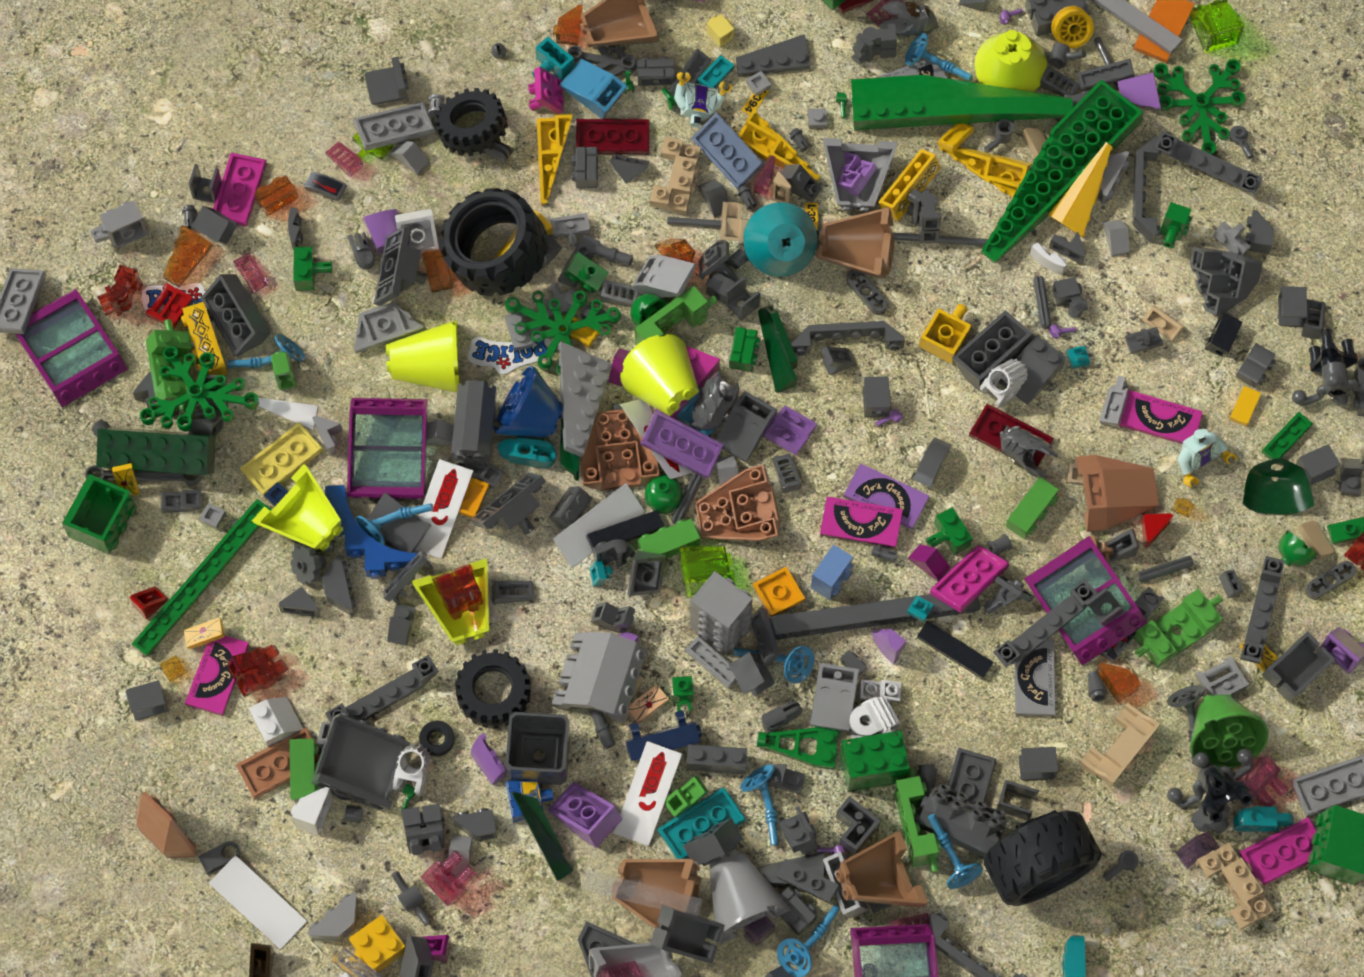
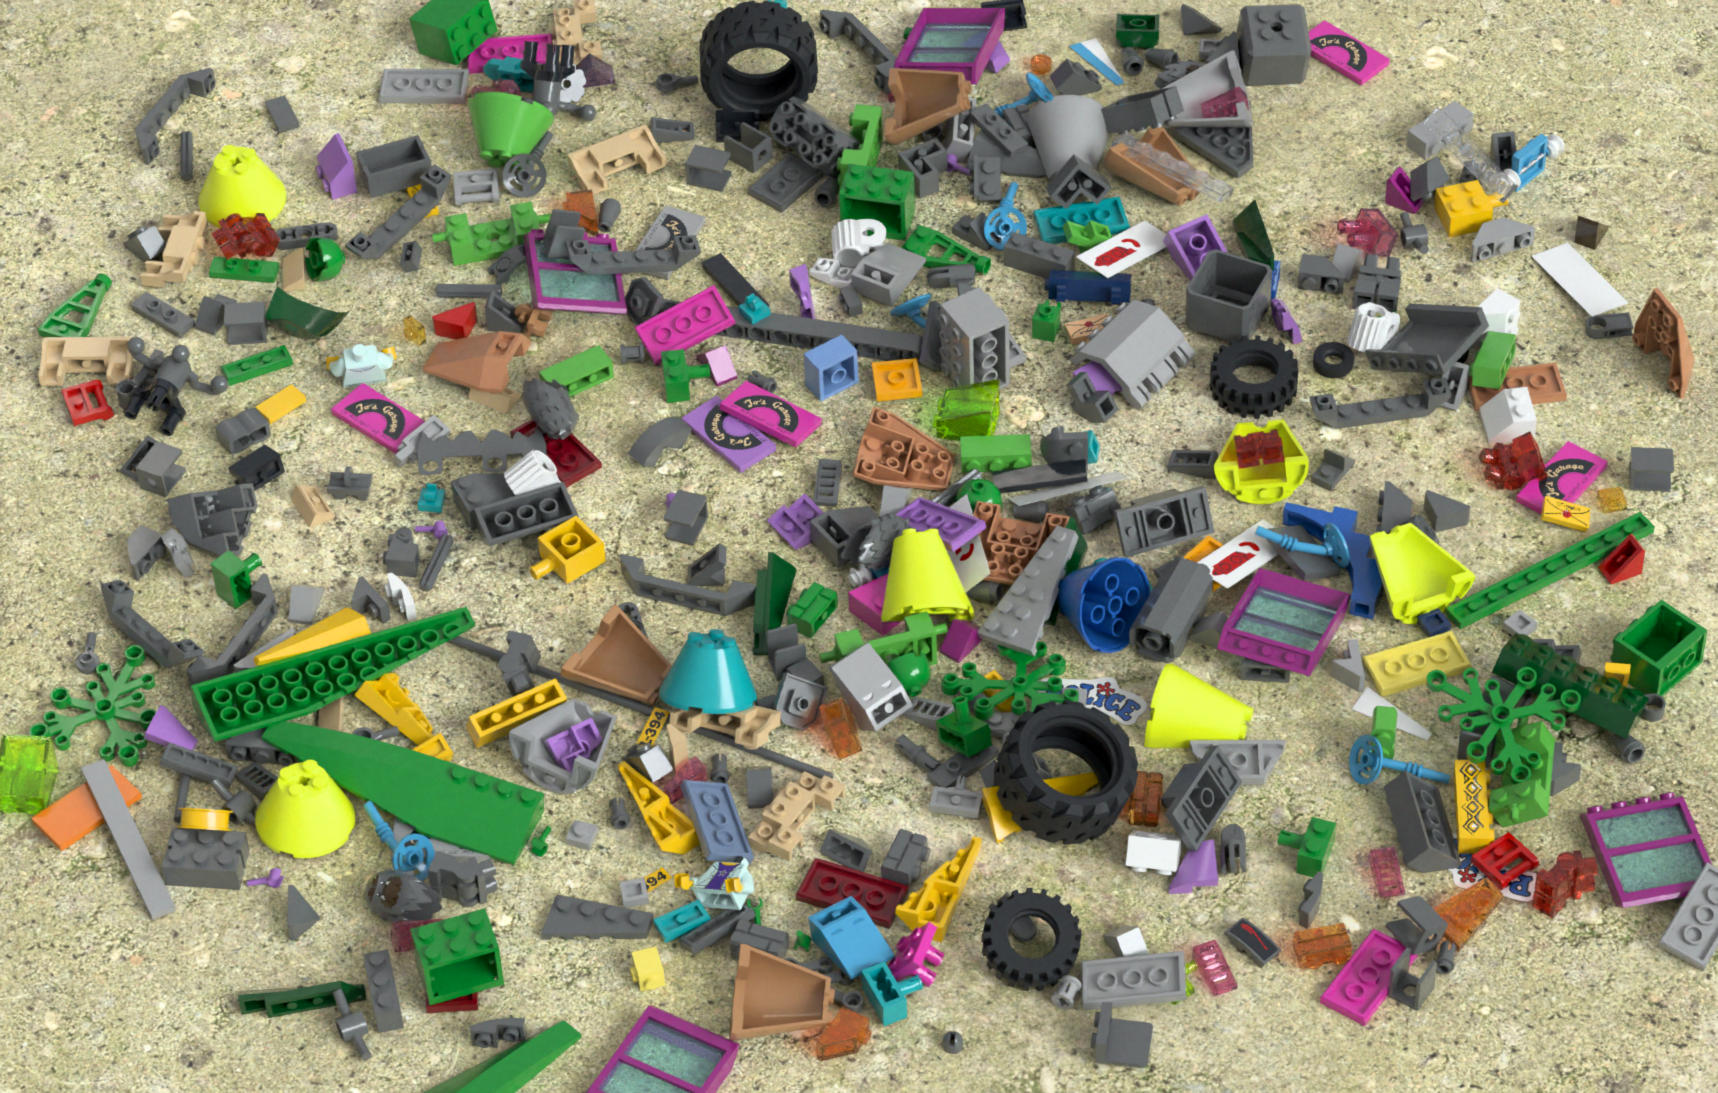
camera: 155 degrees left, 20 degrees down
(120, 225) = (1541, 957): light grey hinge -> none
(406, 577) = (1311, 492): dark grey plate -> none
(646, 573) = (1040, 420): flat silver slope -> none
(962, 873) = (838, 103): dark azure dish -> none
(1055, 415) = (466, 444): none -> dark grey piece
(1105, 792) = (671, 130): none -> dark grey slope

